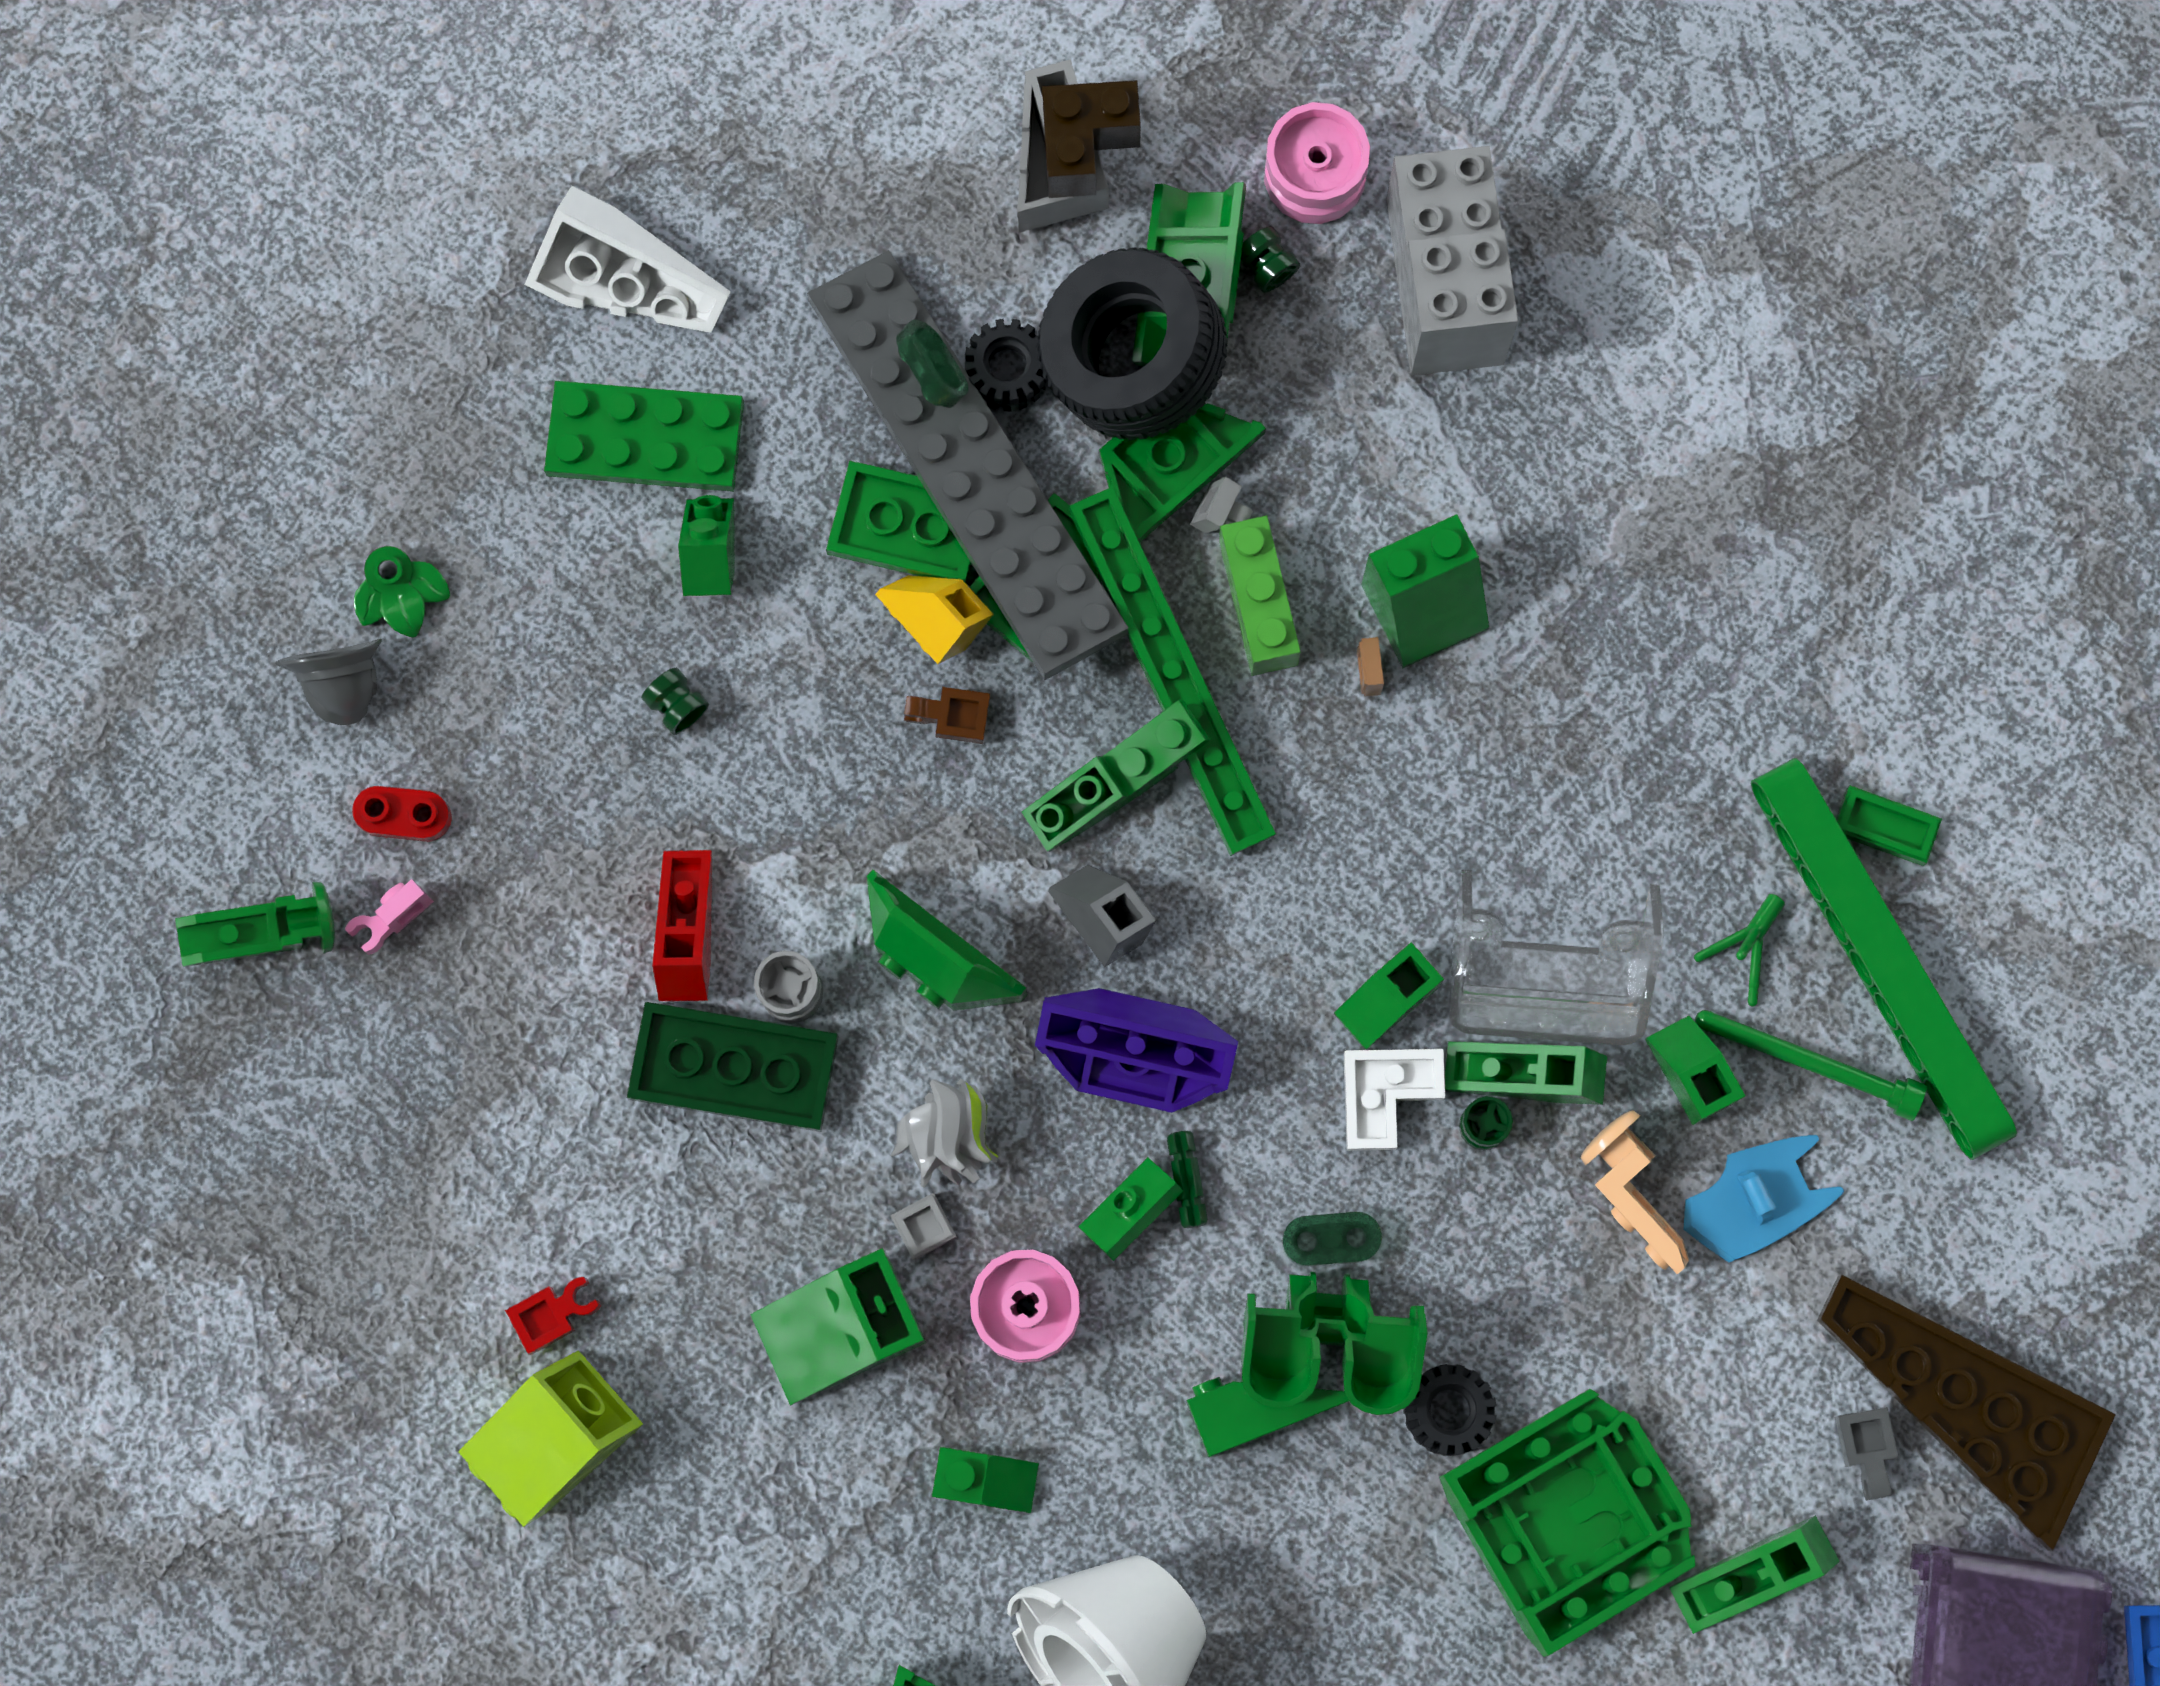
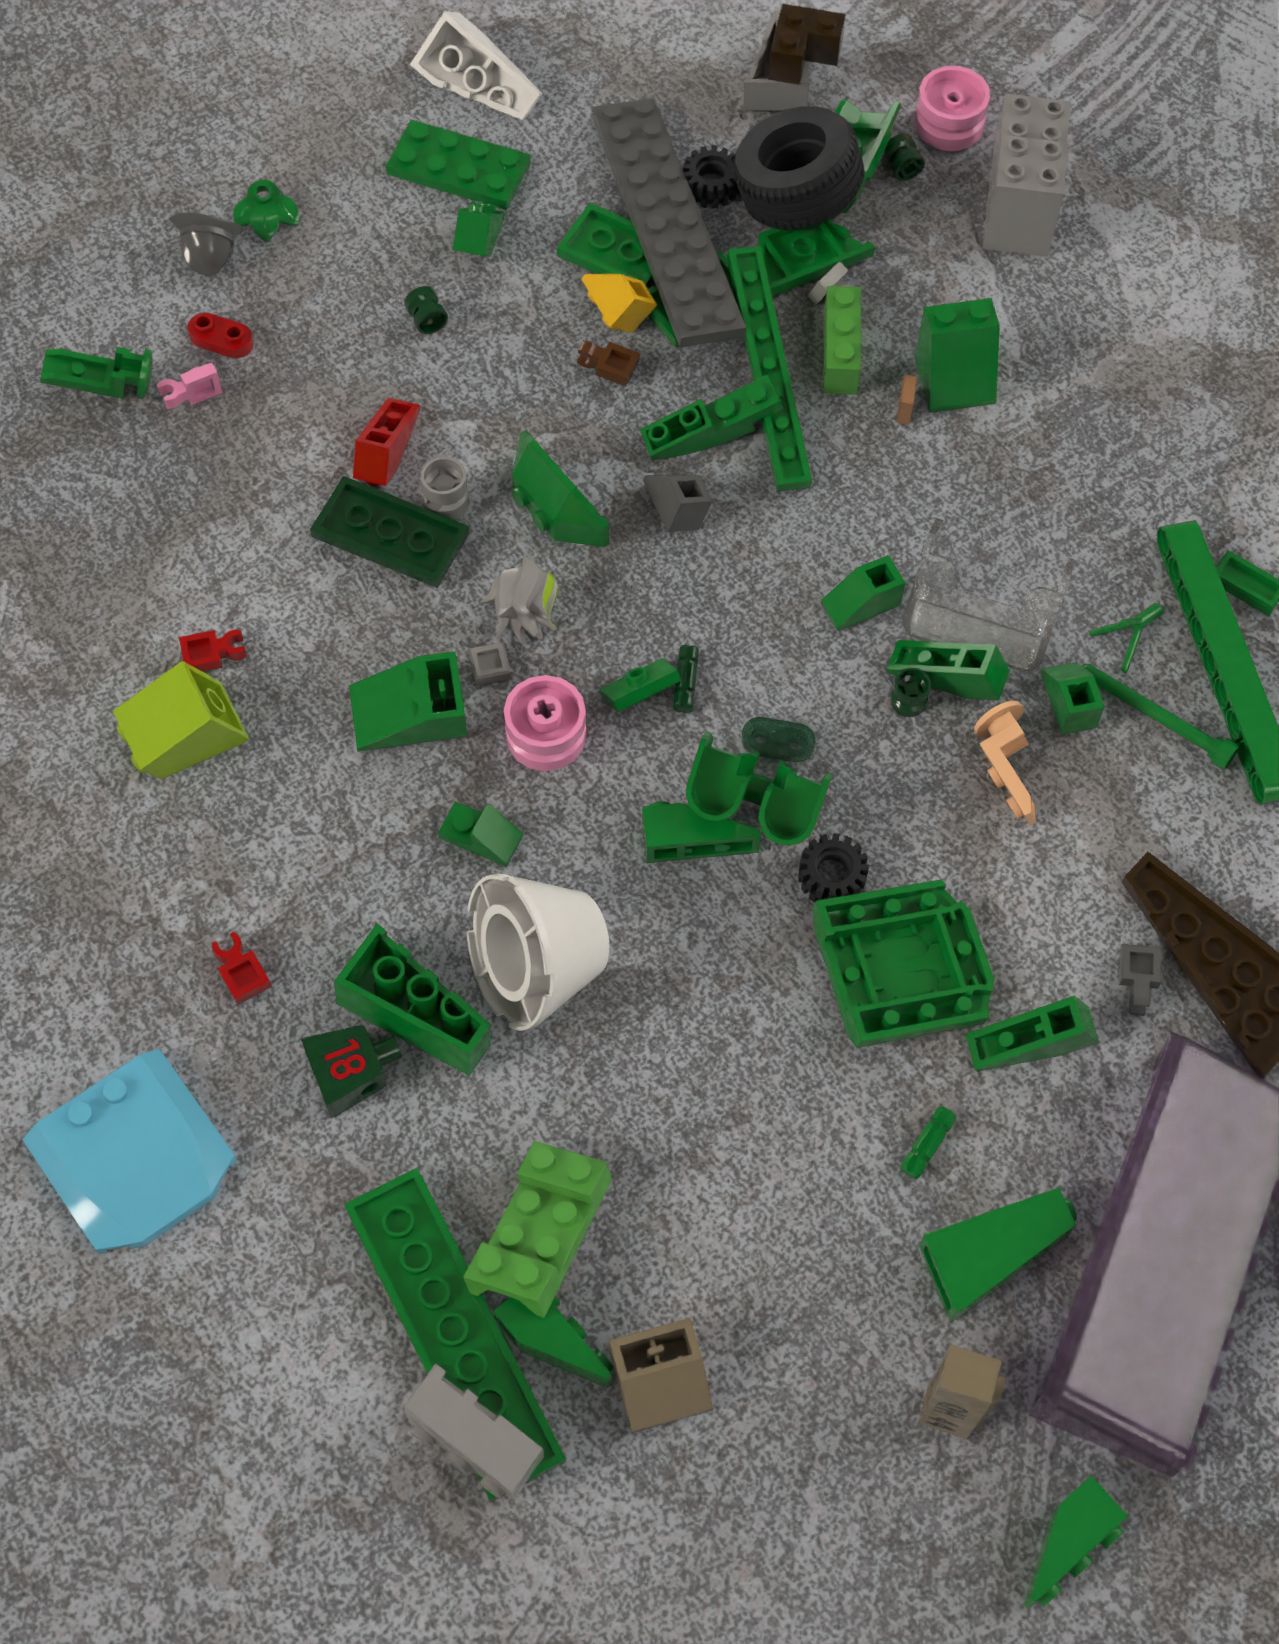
camera: 10 degrees right, 15 degrees down
(931, 364) = (661, 151): clear green plate -> none
(1135, 1048) = (671, 584): dark purple wedge -> none
(1380, 1079) = (844, 648): white plate -> none
(1756, 1200) = (1096, 794): dark azure shield -> none

